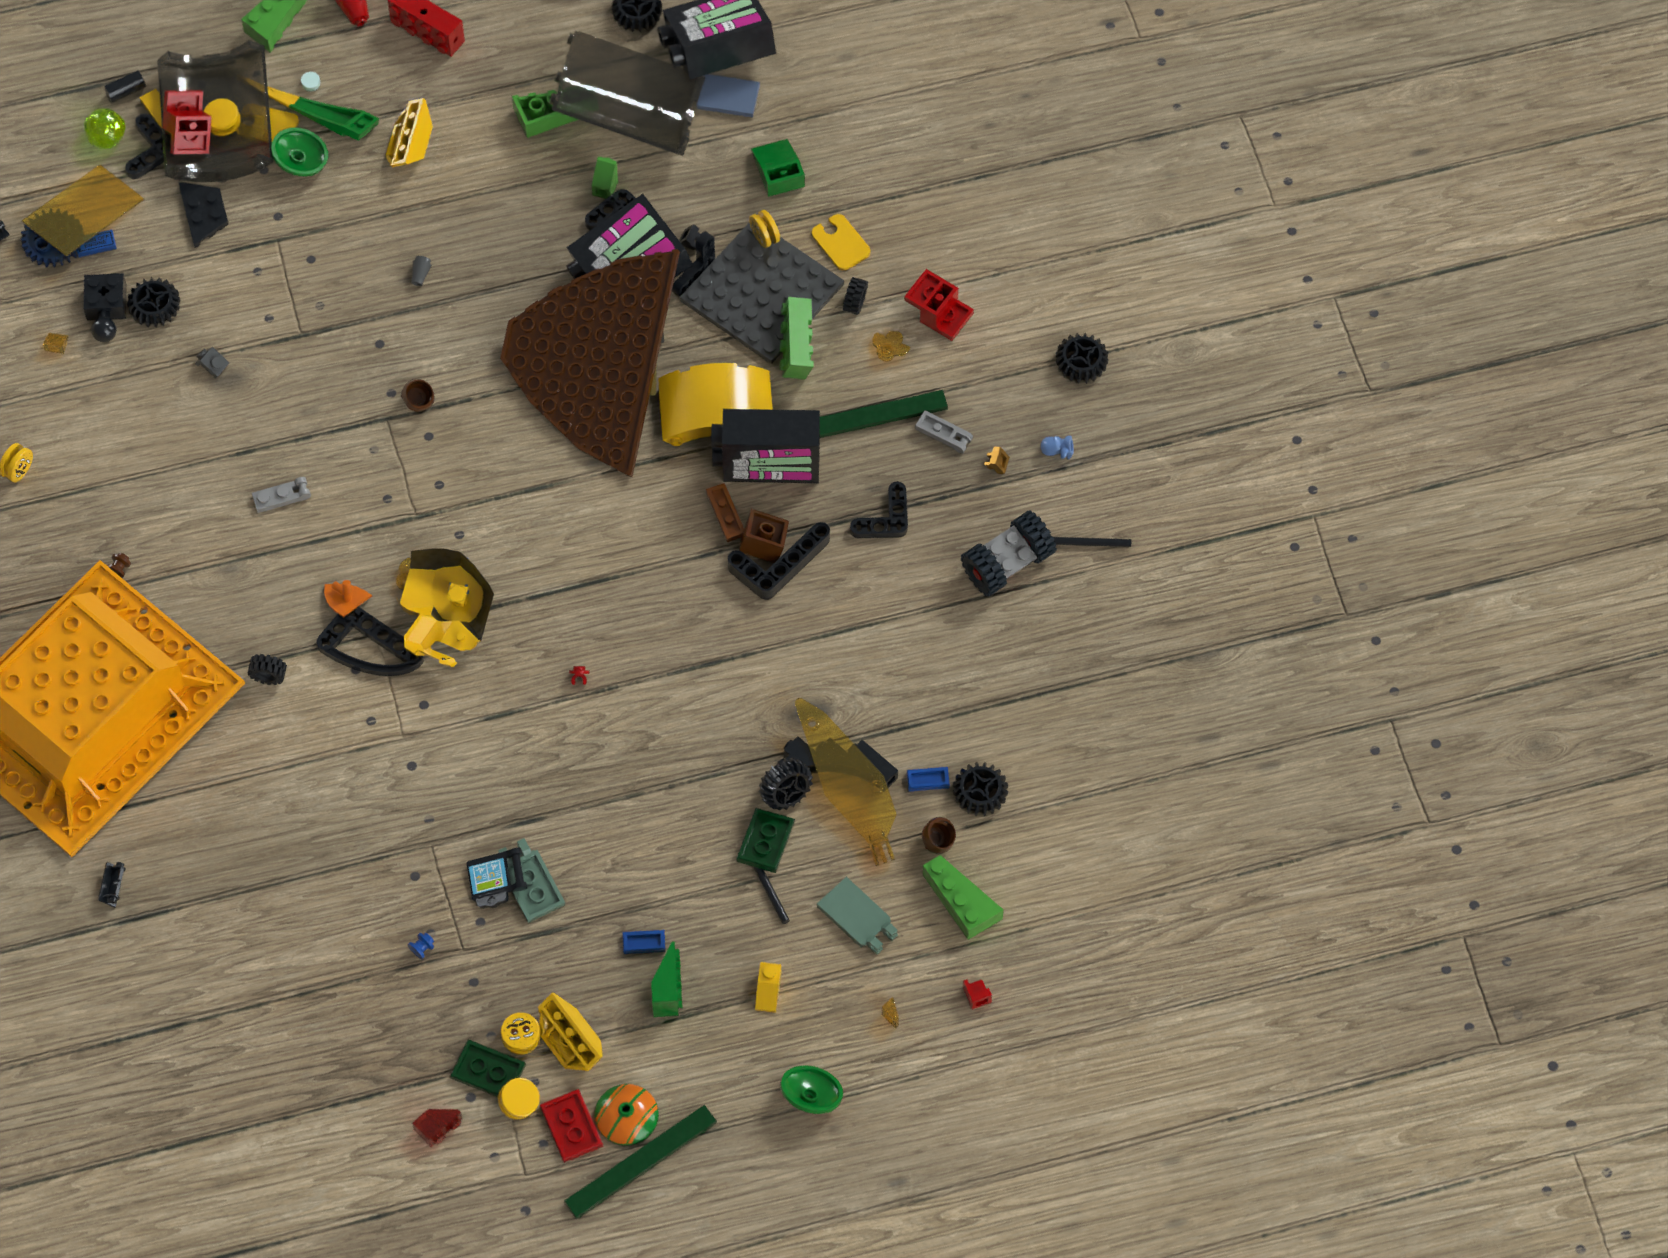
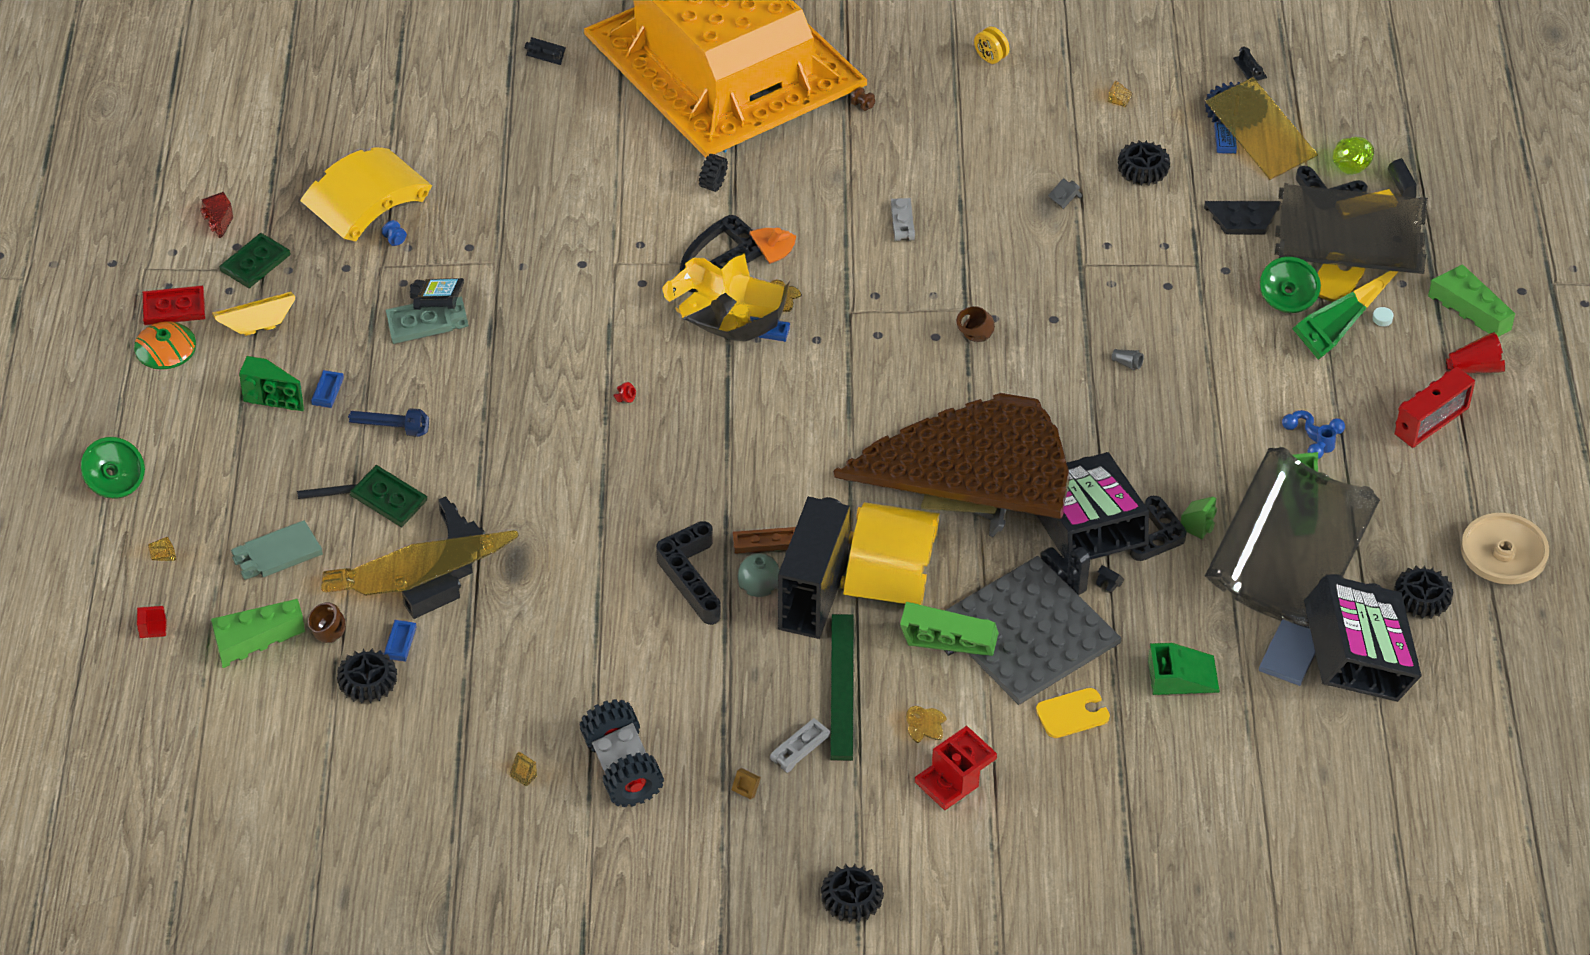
camera: 105 degrees right, 15 degrees down
(103, 302) = (1155, 126): black brick -> none
(186, 122) = (1339, 201): red bracket -> none
(224, 117) = (1347, 237): yellow head -> none
(375, 985) = (362, 189): none -> yellow panel
(410, 134) = (1287, 374): yellow wedge -> none
(462, 95) = (1323, 436): none -> blue piece
(518, 1098) = (212, 268): yellow head -> none
(520, 1033) = (276, 281): yellow head -> none
(640, 1162) = (114, 345): dark green tile -> none
(671, 843) = (410, 421): none -> dark blue piece
(764, 228) = (1093, 627): yellow head -> none
(764, 536) = (722, 557): reddish brown slope -> none
(768, 987) = (237, 465): yellow slope -> none
(769, 502) = (758, 575): none -> sand green cylinder
(785, 784) = (432, 510): black gear -> none
(855, 295) = (990, 697): black tyre -> none
(893, 519) = (709, 679): black beam -> none
(1038, 635) = (523, 769): none -> clear yellow slope
(1055, 445) = (746, 838): medium blue animal -> none
(1093, 541) = (619, 848): black bar -> none

